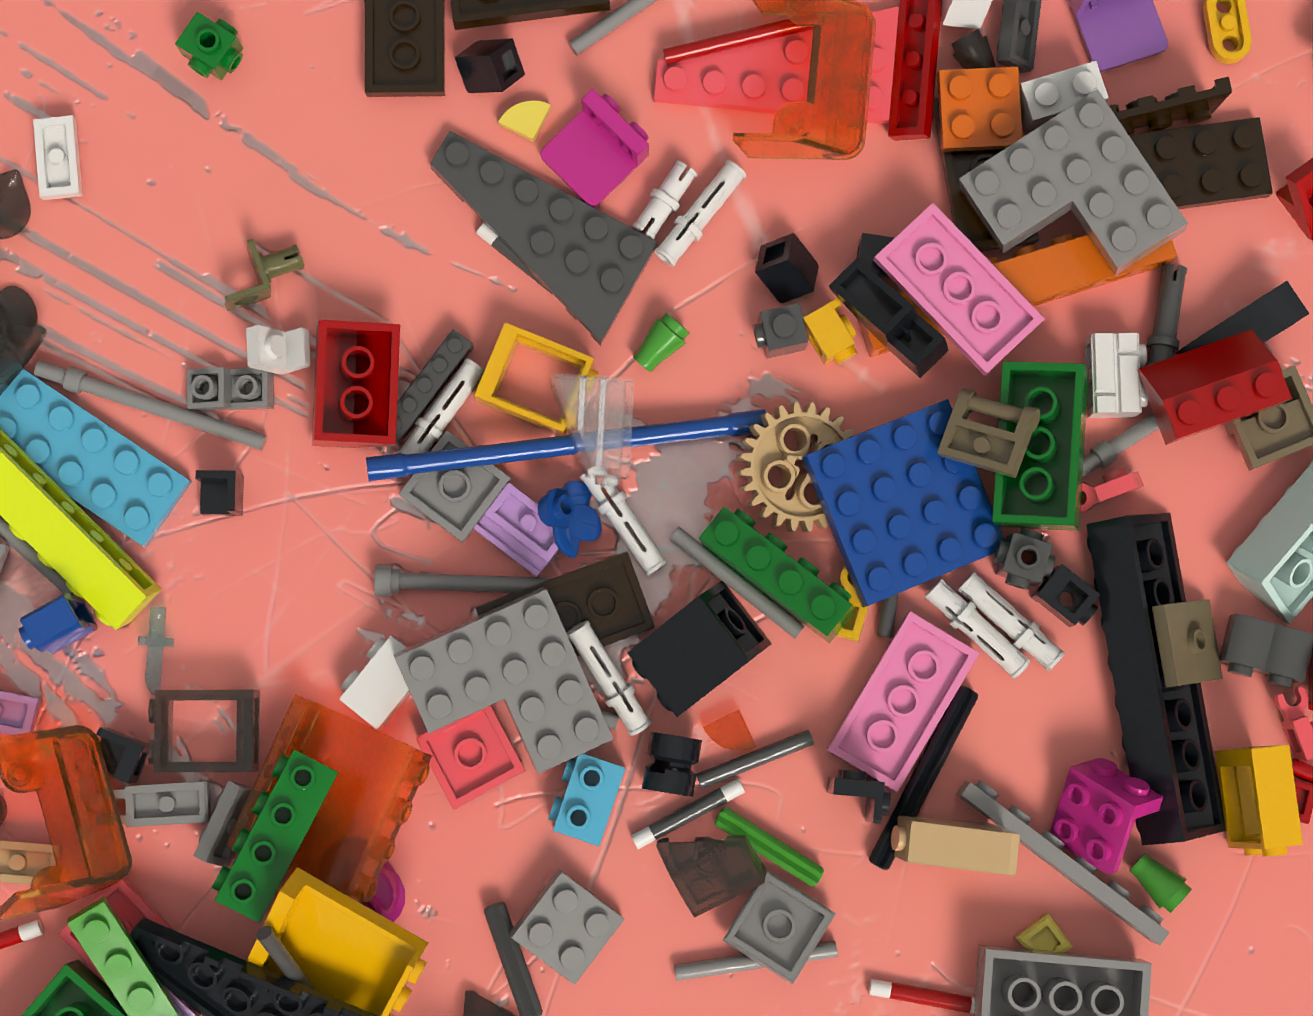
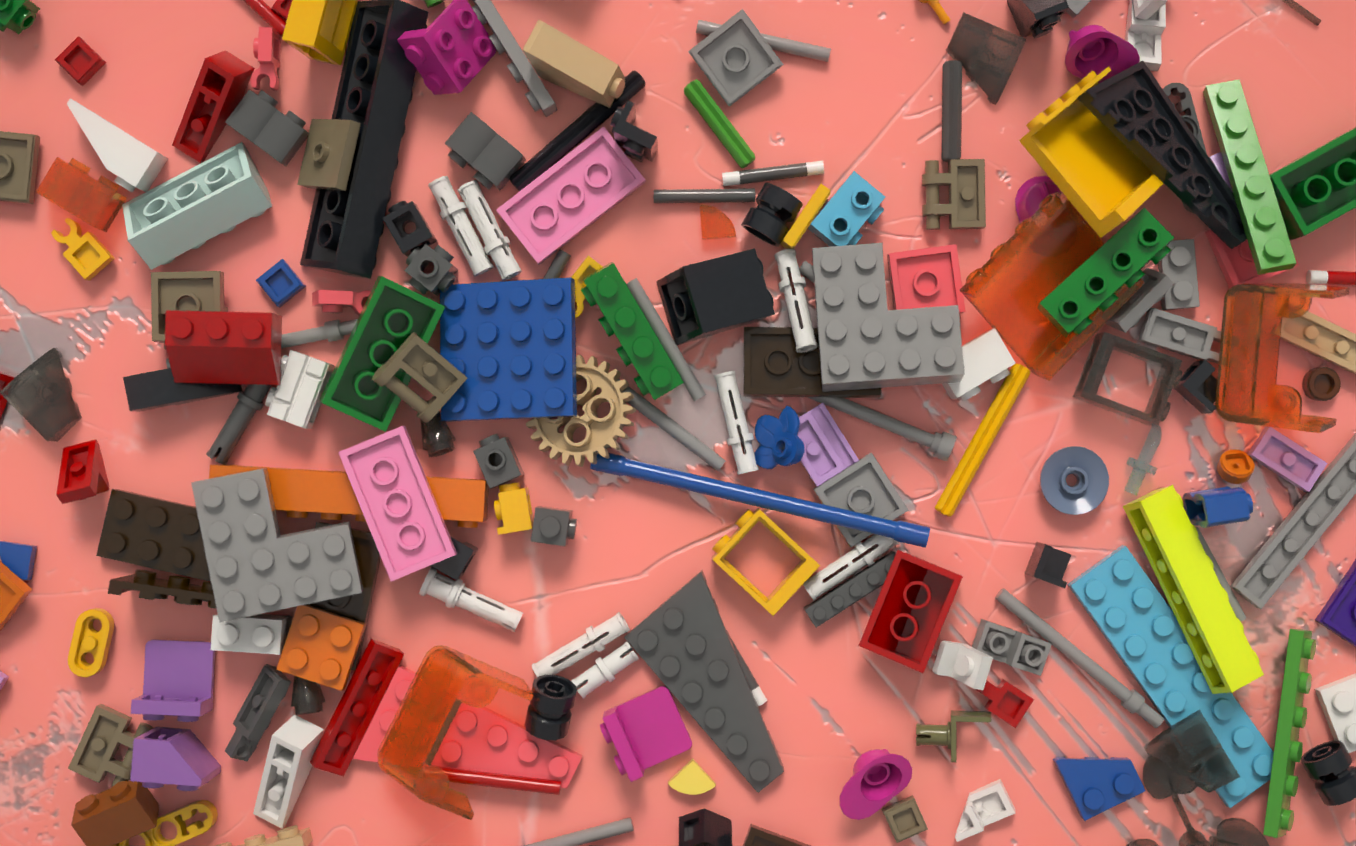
camera: 155 degrees left, 5 degrees up
(50, 680) = (1235, 466): none -> orange tile
(80, 278) = (1098, 782): none -> blue wing
(187, 874) = (1182, 271): none -> light grey plate
(196, 206) = (983, 808): none -> white slope
(205, 594) = (1090, 485): none -> sand blue dish
(214, 327) = (1006, 701): none -> red plate
(279, 162) = (904, 819): none -> dark tan tile
(282, 956) = (1134, 169): dark grey bar -> none
(327, 188) = (874, 782): none -> dark pink piece
(343, 604) = (982, 440): none -> yellow axle
(463, 872) = (966, 194): none -> dark tan plate
(566, 926) = (901, 121): light grey plate -> none
(598, 422) = (729, 503): clear slope -> none
(632, 776) = (806, 217): none -> yellow tile
(661, 342) = (652, 554): bright green cone -> none
(693, 488) = (675, 430): none -> light grey bar
(708, 136) = (550, 707): none -> black wheel
(712, 869) = (771, 121): clear smoke slope -> none
(787, 268) = (528, 576): black panel -> none
(848, 219) = (456, 594): none -> white pin
(868, 379) = (498, 460): none -> dark grey brick
(889, 318) = (463, 501): black slope -> none
(945, 380) = (437, 436): none -> clear smoke cone
(1017, 712) = (485, 152): none -> dark grey brick
(1182, 484) = (280, 283): none -> blue tile

